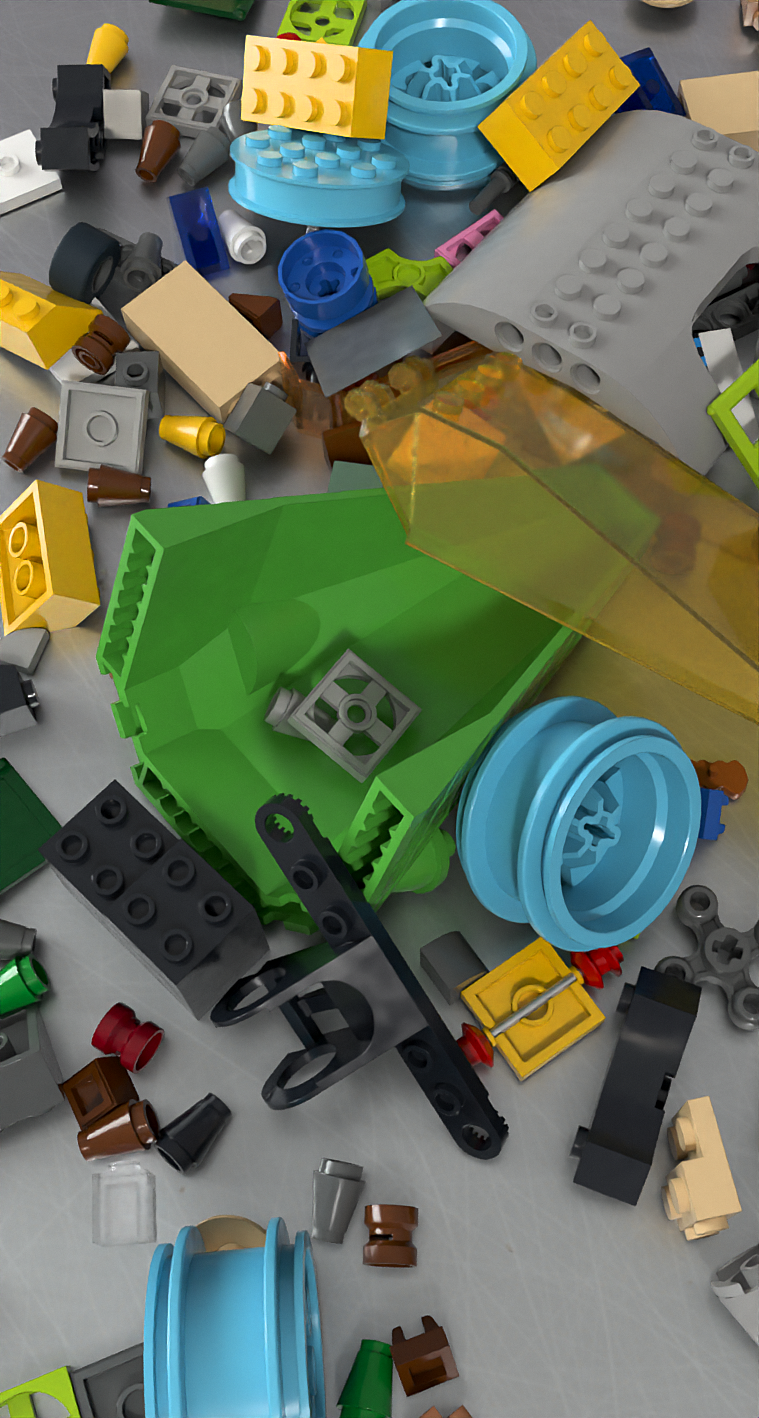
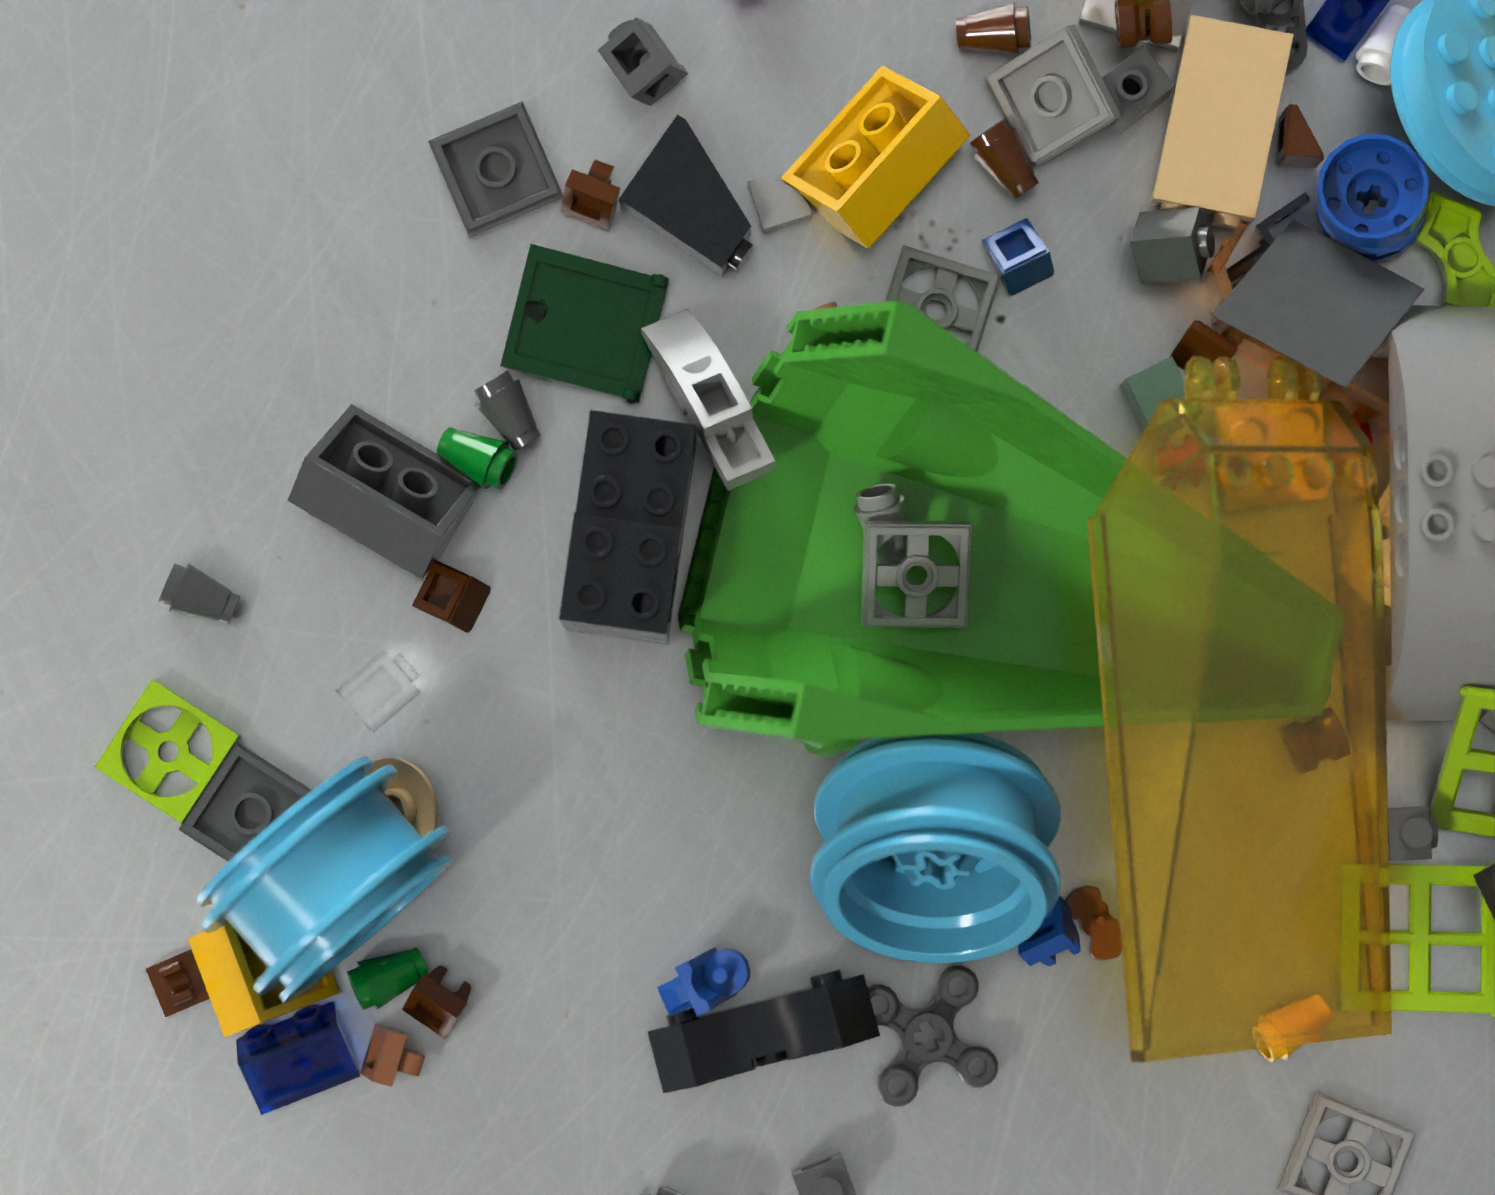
camera: 45 degrees right, 20 degrees up
(86, 766) = (710, 398): none -> light grey slope
(120, 1132) = (432, 641): reddish brown cone -> none
(128, 1037) = (507, 588): dark red wheel -> none
(192, 1133) = (472, 700): black cone -> none
(195, 434) = (1115, 185): yellow cone -> none
(225, 478) = (1080, 265): white cone -> none
(335, 1197) = (504, 851): dark grey cone -> none
(366, 983) = (678, 761): black piece -> none
(390, 1222) = (518, 912): reddish brown wheel -> none
(451, 964) = (761, 815): dark grey brick -> none
(535, 1006) = (761, 903): yellow plate -> none
(563, 1097) = (706, 981): none -> blue hips
(702, 1186) = (710, 1134): tan plate -> none

